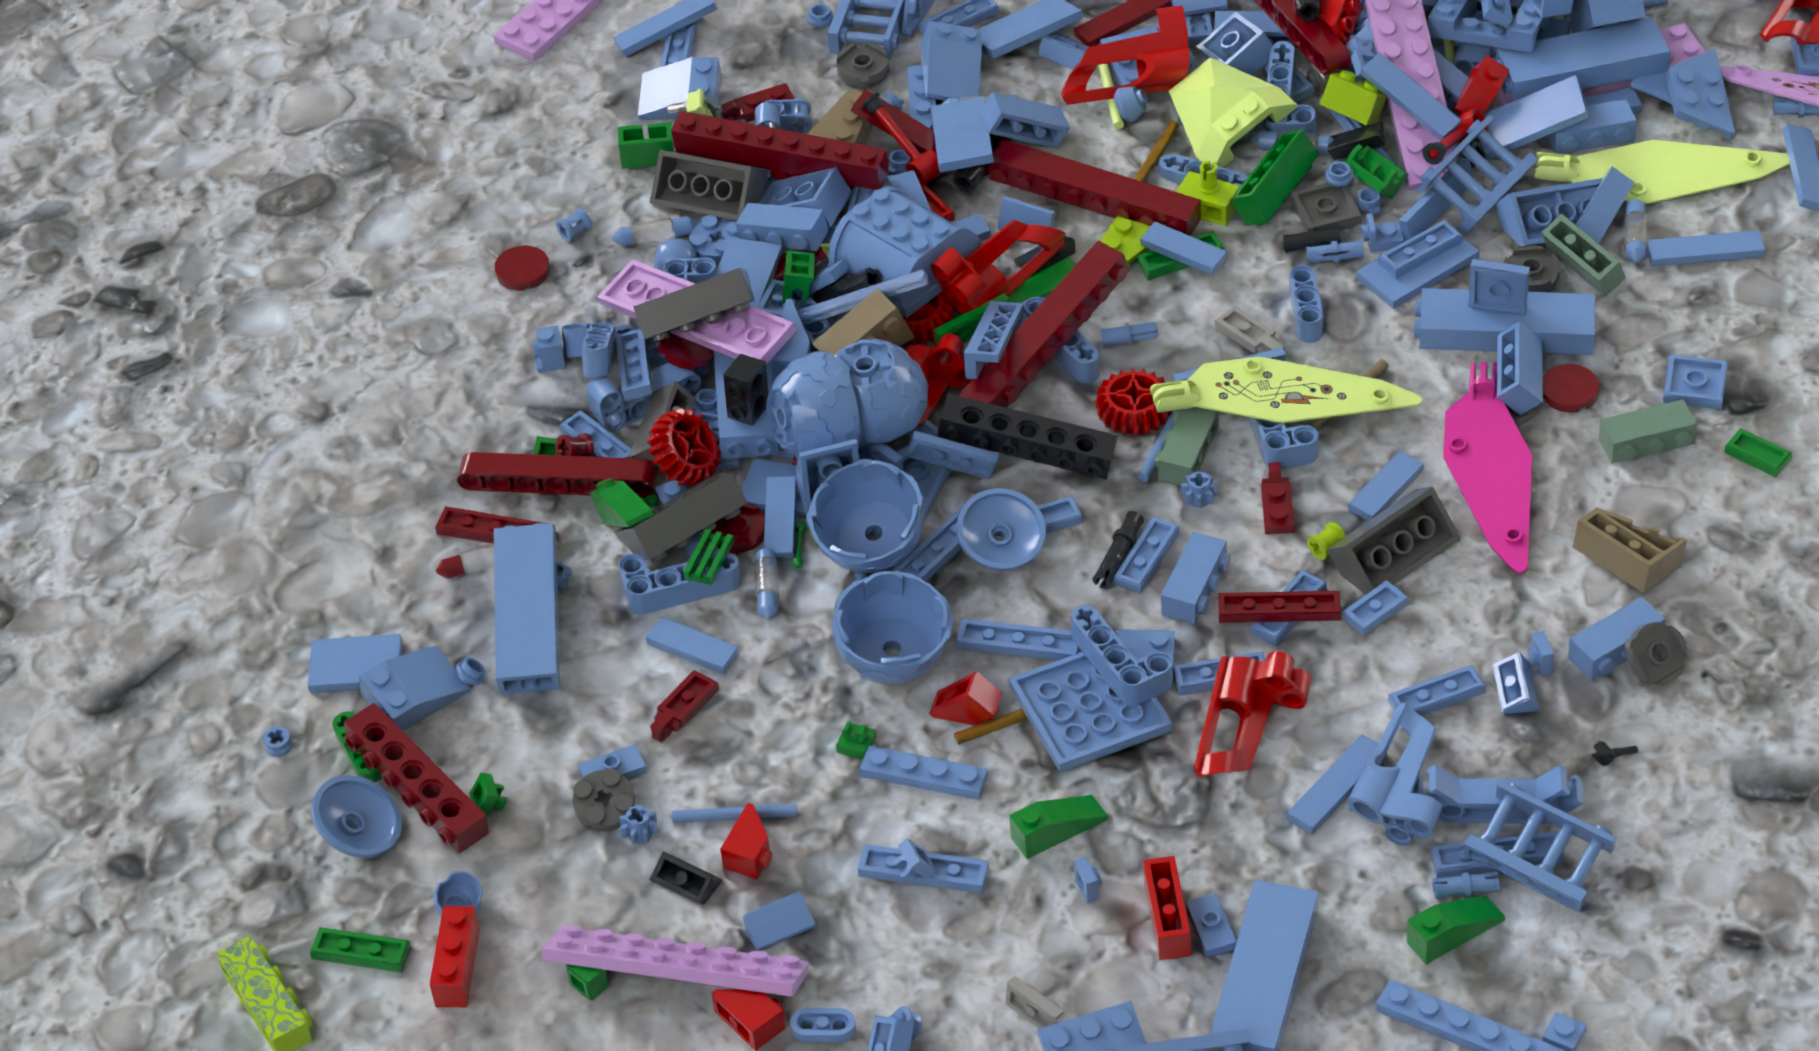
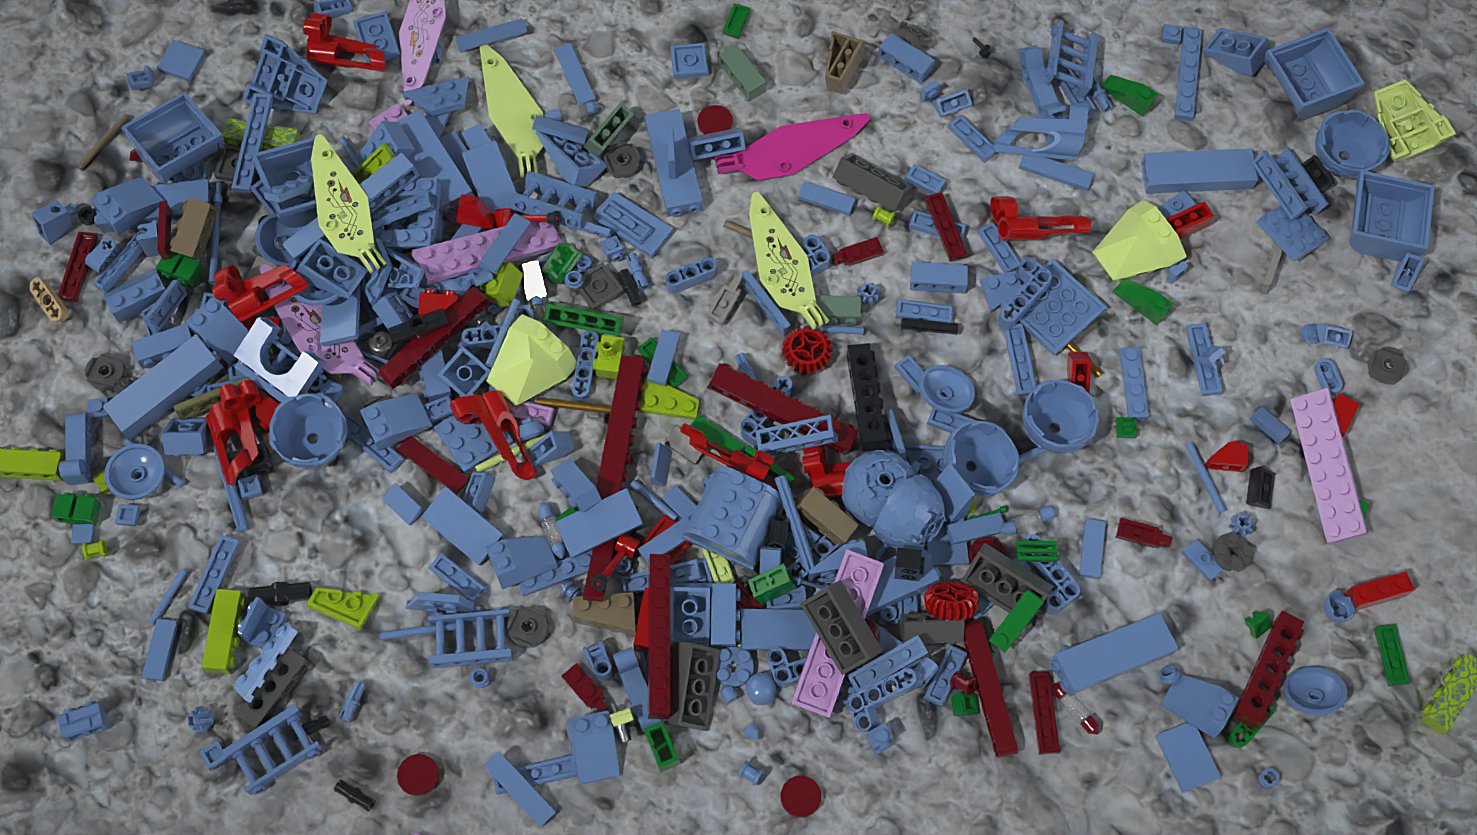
camera: 115 degrees left, 20 degrees up
(985, 207) = (654, 500): none -> medium blue bar
(1096, 122) = (551, 447): none -> medium blue slope
(1154, 833) = (1139, 243): none -> yellowish green wedge
(1156, 118) = (527, 409): none -> lavender tile
(1288, 88) = (502, 333): none -> medium blue bar

